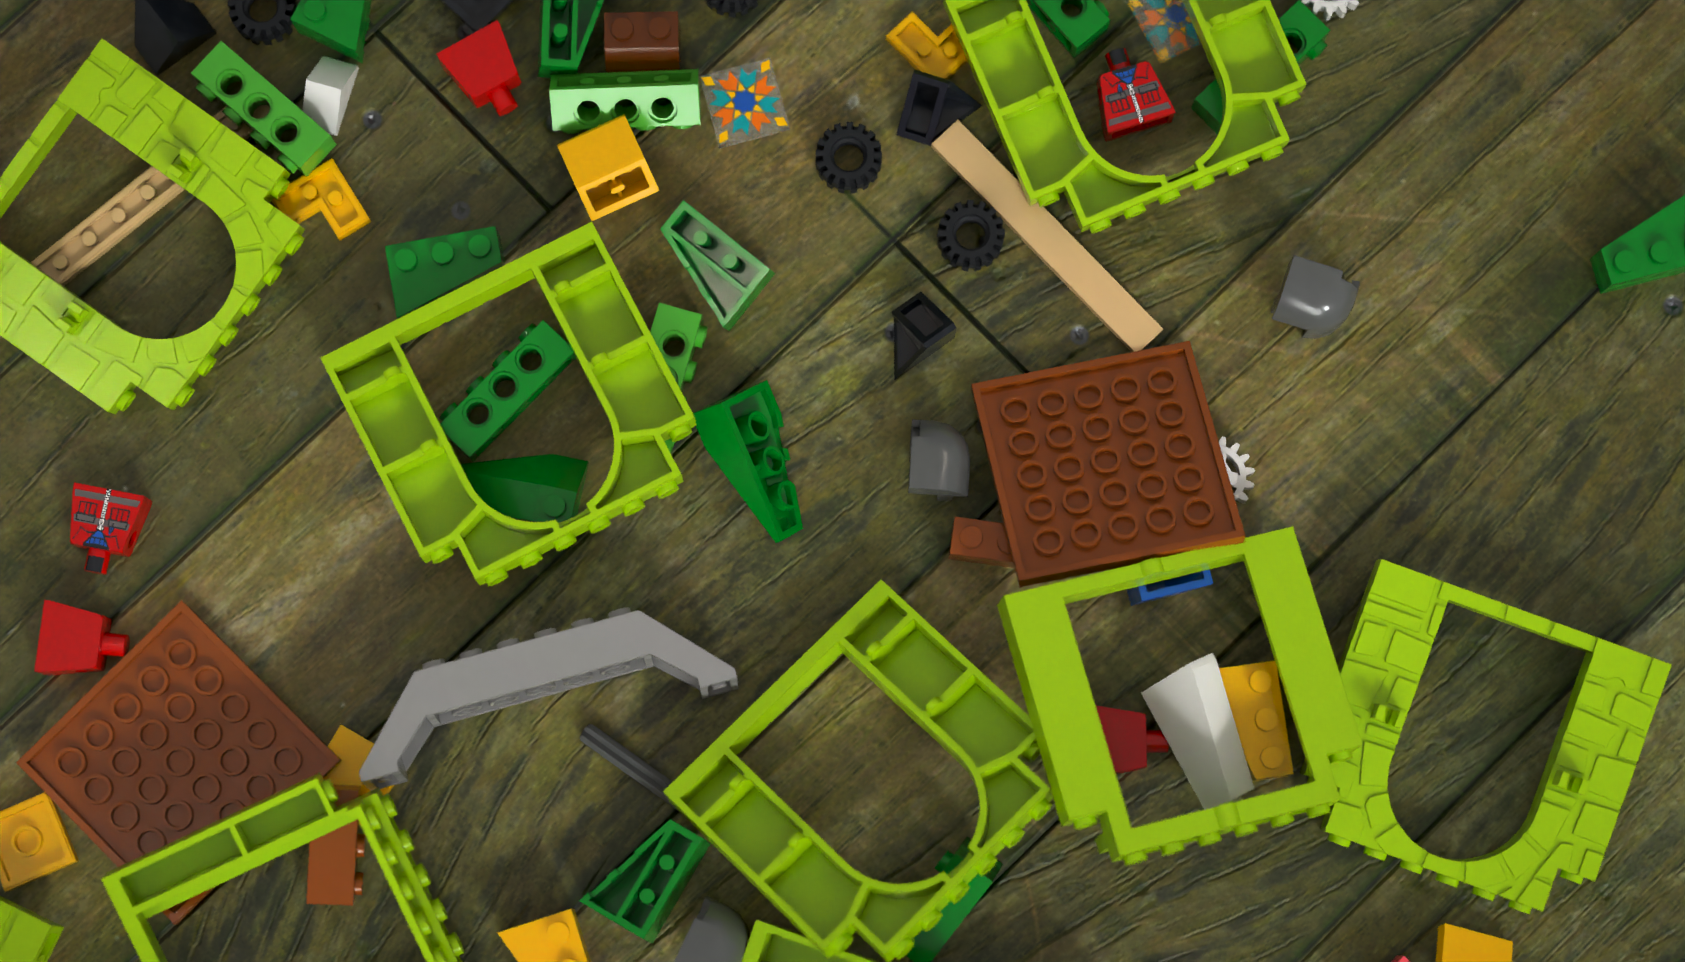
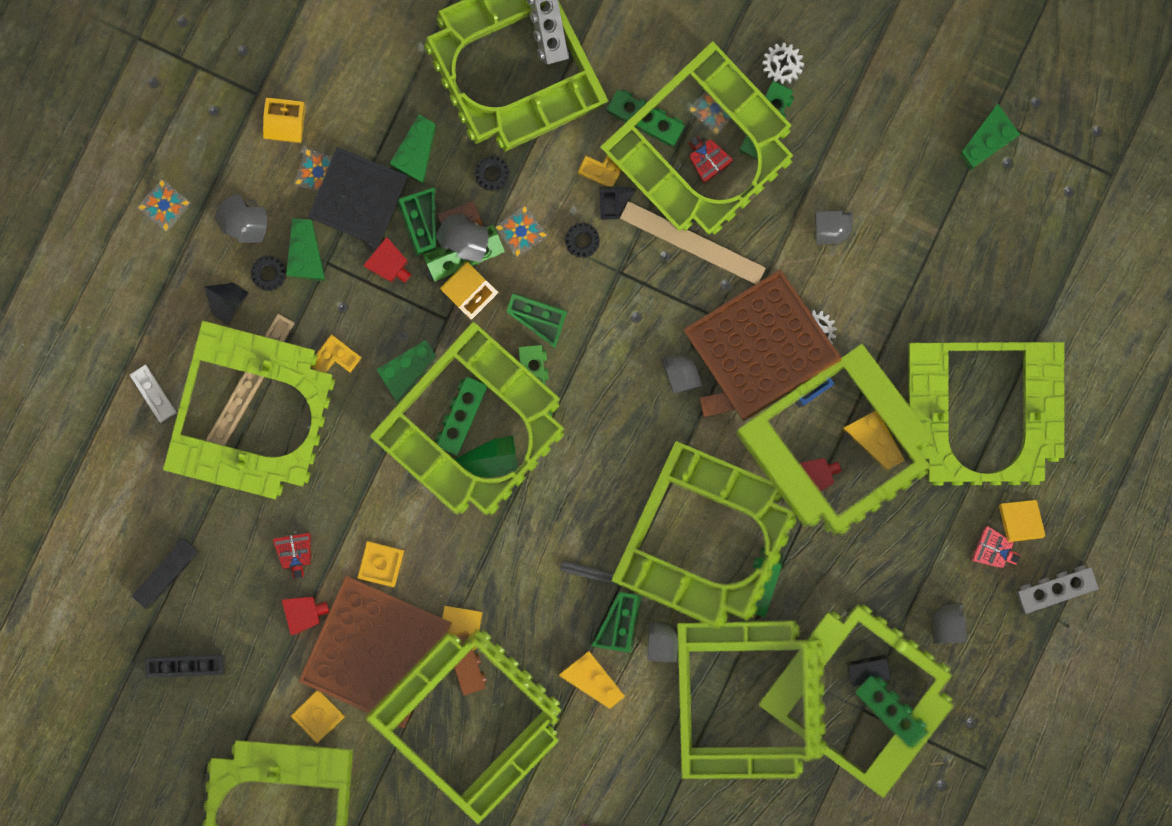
camera: 15 degrees left, 5 degrees up
(224, 67) = (264, 309): bright green brick -> none
(255, 604) = (380, 564): none -> yellow tile
(329, 92) = (316, 303): white slope -> none
(533, 671) = (528, 545): light grey slope -> none
(633, 65) = (463, 237): none -> dark grey brick
(747, 447) = (585, 399): green wedge -> none
(918, 332) = (648, 313): black slope -> none
(975, 214) = (658, 245): black tyre -> none
(1202, 731) = (854, 457): white slope -> none

